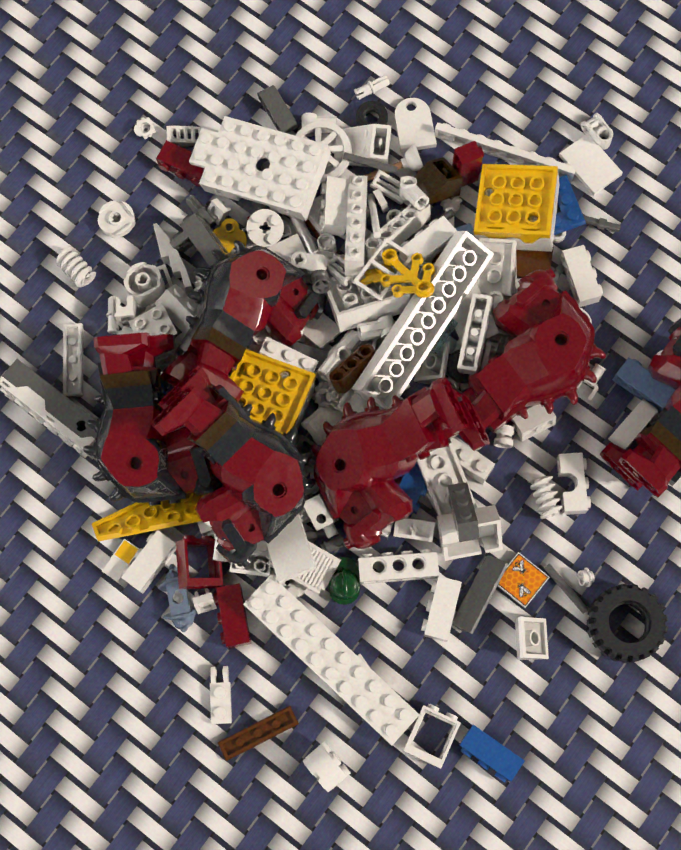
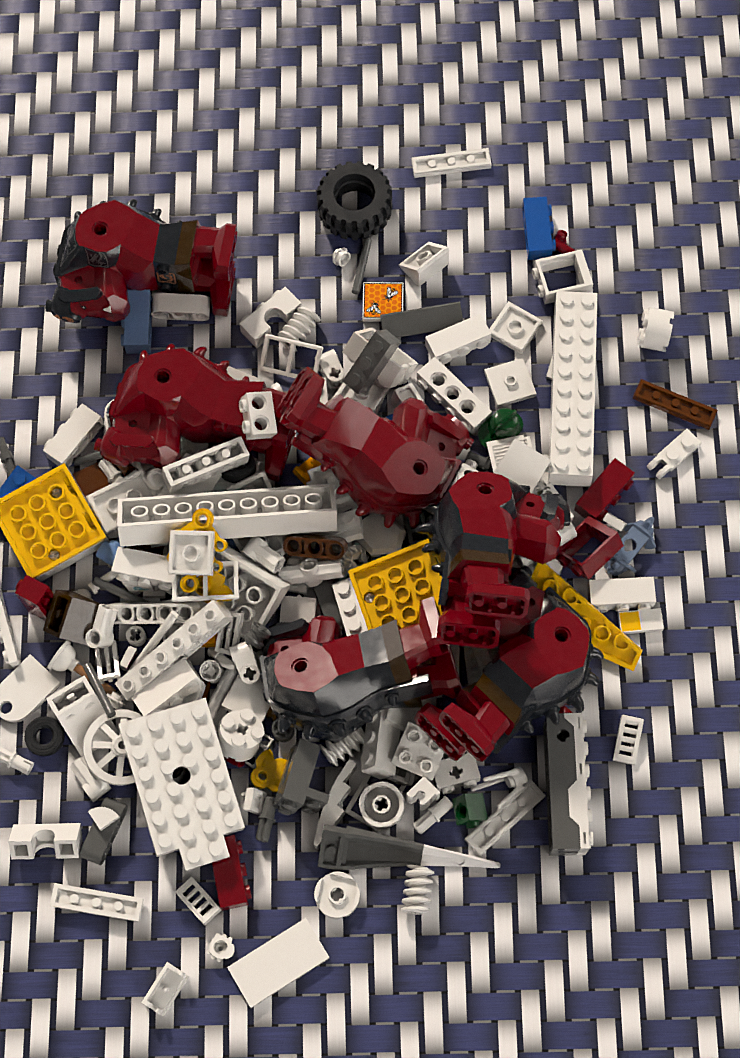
camera: 130 degrees left, 5 degrees down
(61, 491) = (637, 732): none -> white slope
(90, 331) = (469, 810): none -> dark green brick
(92, 382) = (514, 778): none -> white plant
(107, 156) = (278, 962): none -> white tile
(129, 251) = (361, 849): none -> dark grey plate
(148, 81) = (165, 989): none -> white hinge
(235, 77) = (96, 902): none -> white plate
(282, 110) = (103, 816): none -> white tile
(309, 62) = (29, 838): none -> white arch
(358, 170) = (116, 700): none -> white plate
(377, 621) = (510, 382): none -> white plate
(406, 266) = (191, 552): none -> white tile
(420, 664) = (515, 327): none -> white tile
(463, 762) = (561, 242): none -> dark red arm
(474, 389) = (264, 415): none -> white brick
(495, 495) = (331, 368): none -> white piece
(515, 461) = (291, 355): none -> white window
(608, 736) = (451, 162): none -> white tile

